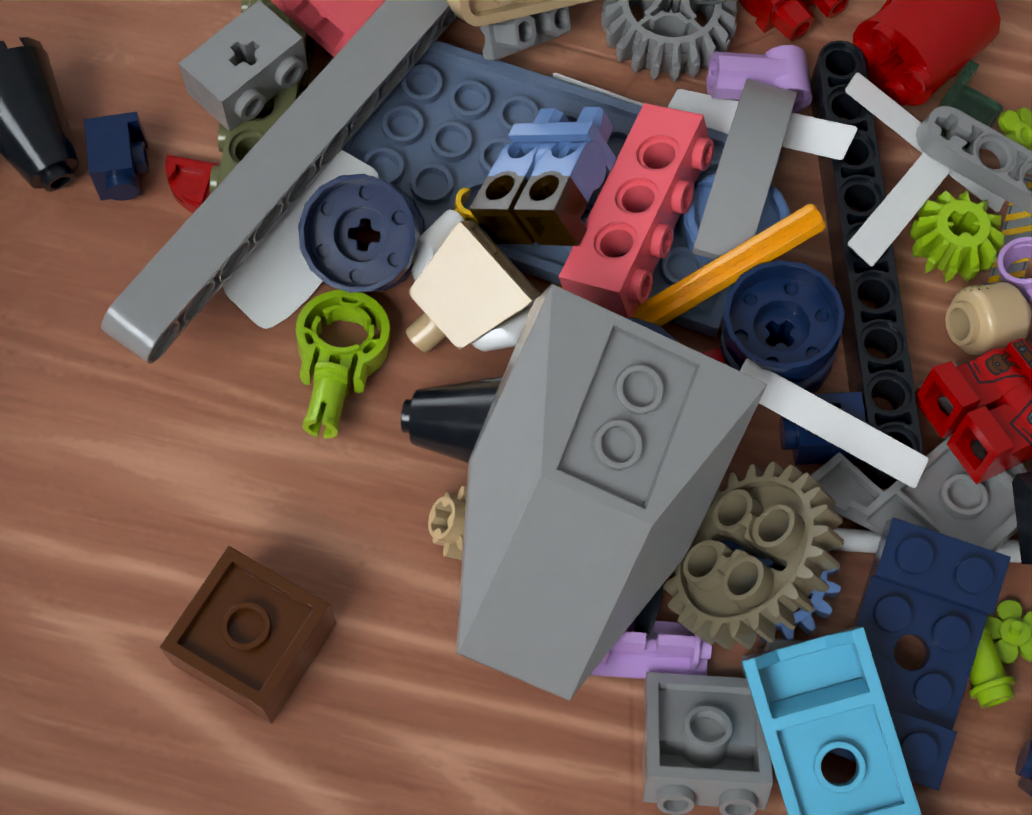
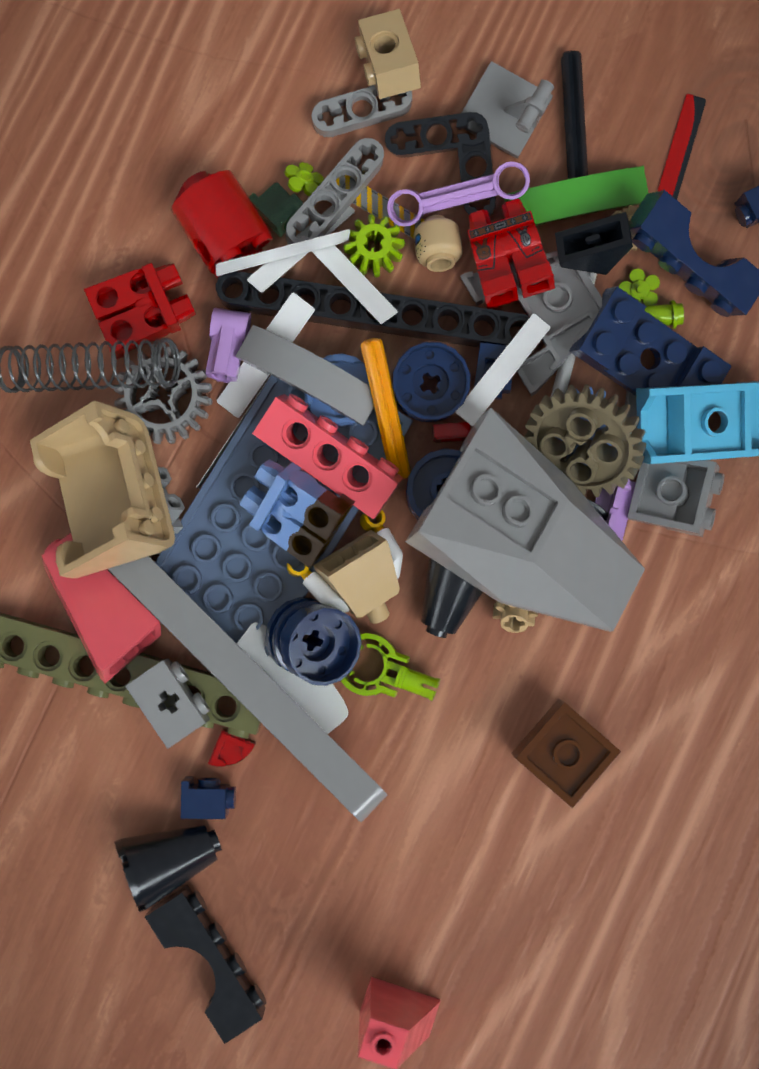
camera: 80 degrees left, 20 degrees up
(910, 106) = (282, 252): none -> white sticker

